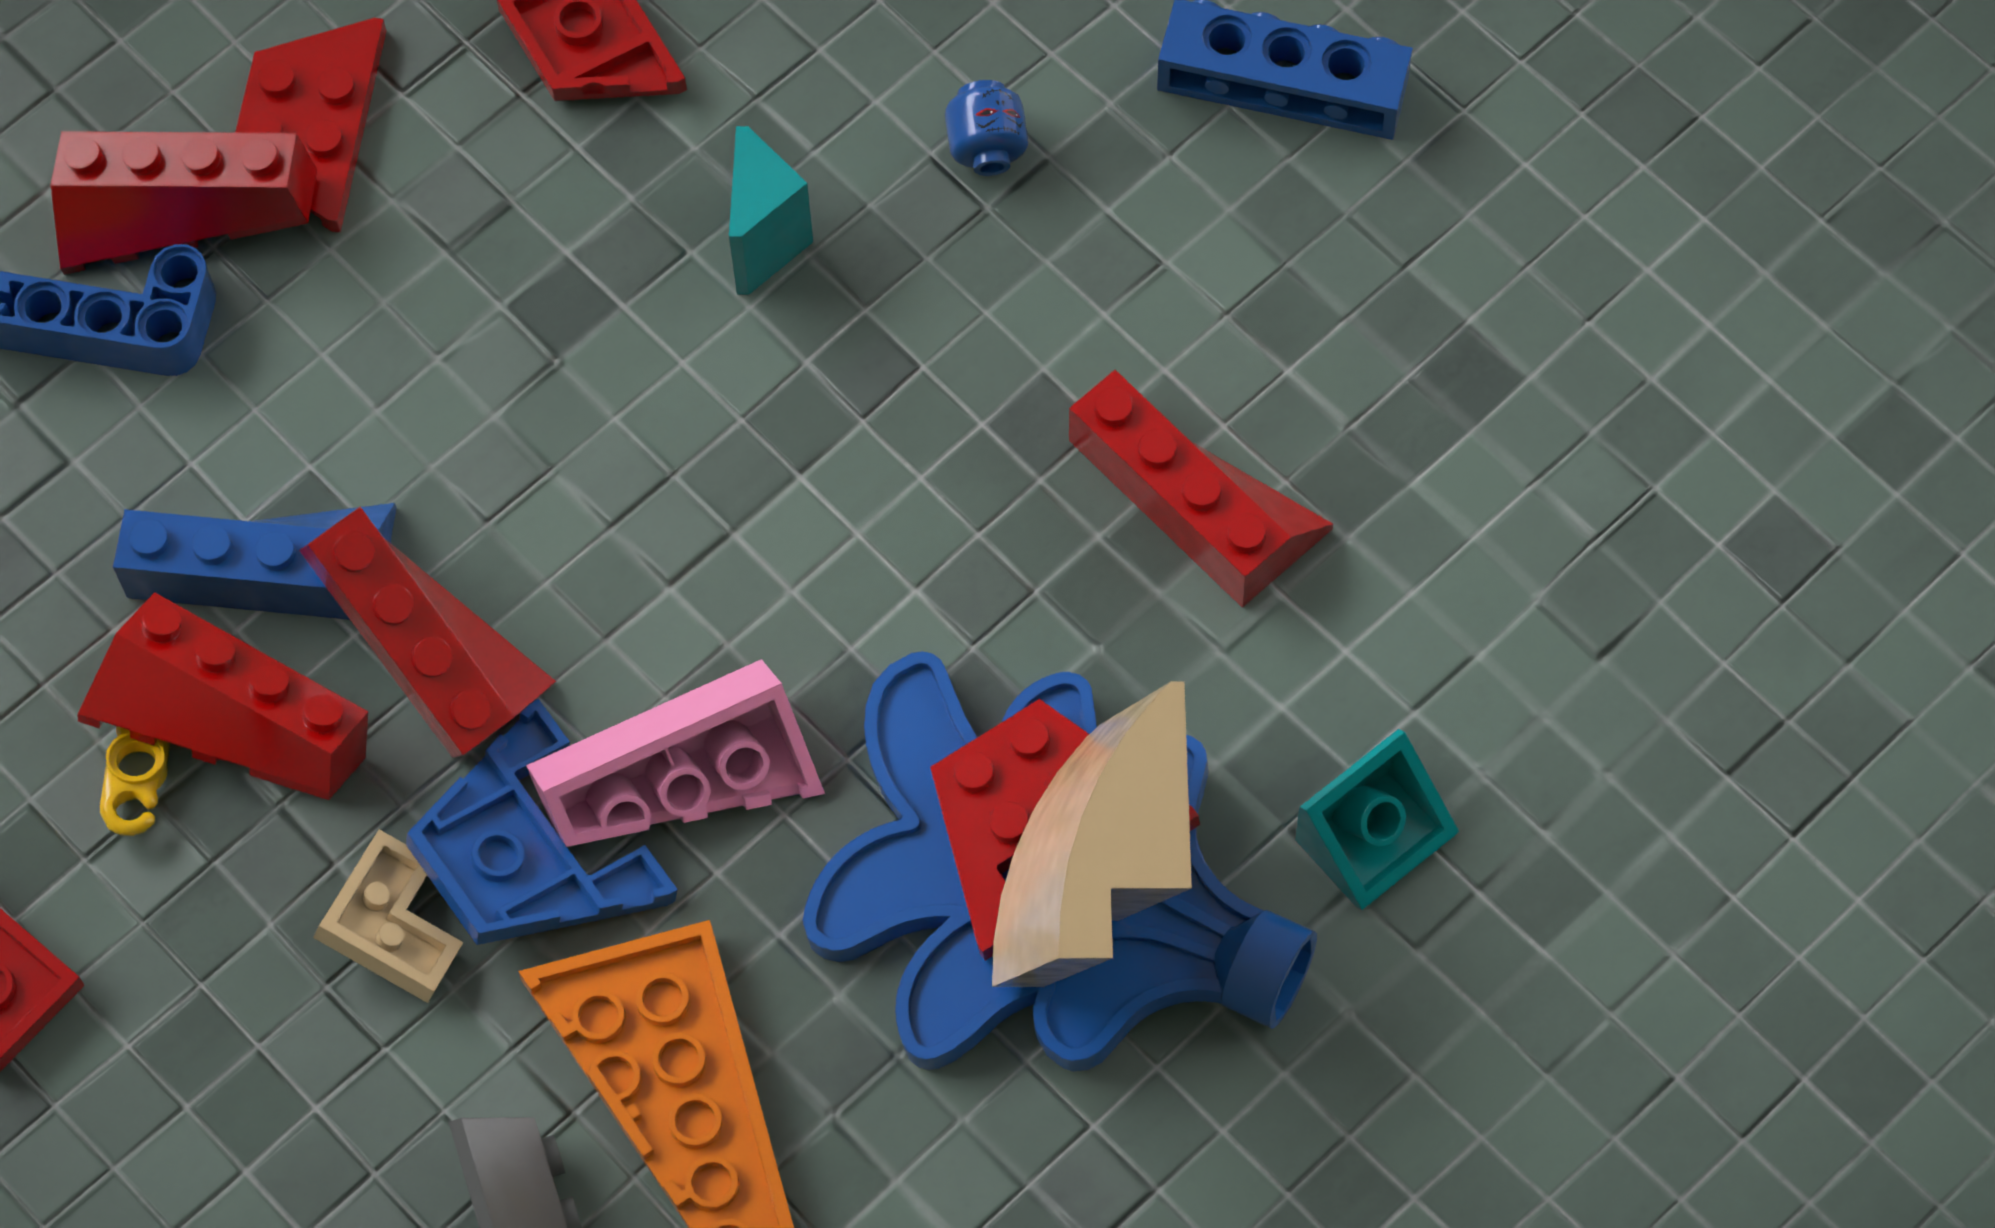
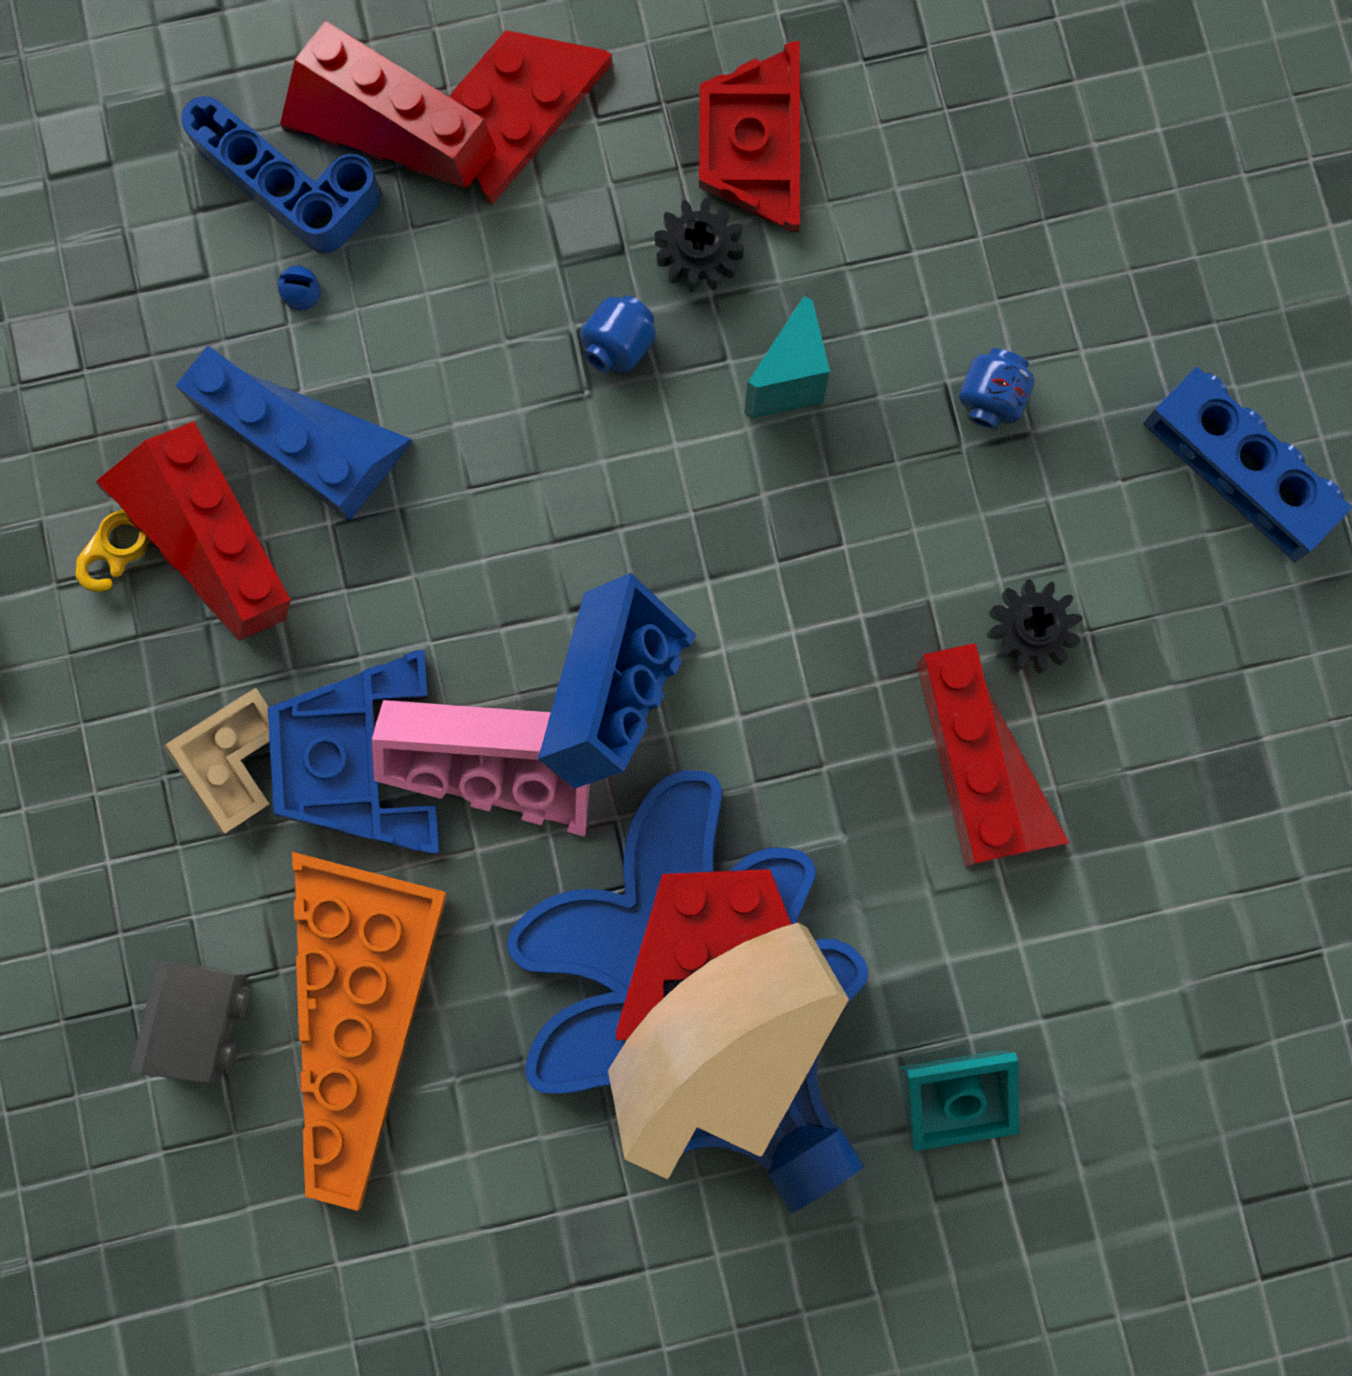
camera: 30 degrees right, 15 degrees up
(182, 425) = (298, 296): none -> blue hinge
(434, 647) = (365, 578): red wedge -> none
(558, 278) = (618, 334): none -> blue head
(613, 147) = (701, 225): none -> black gear
(759, 598) = (611, 680): none -> blue wedge
(1163, 351) = (1022, 642): none -> black gear

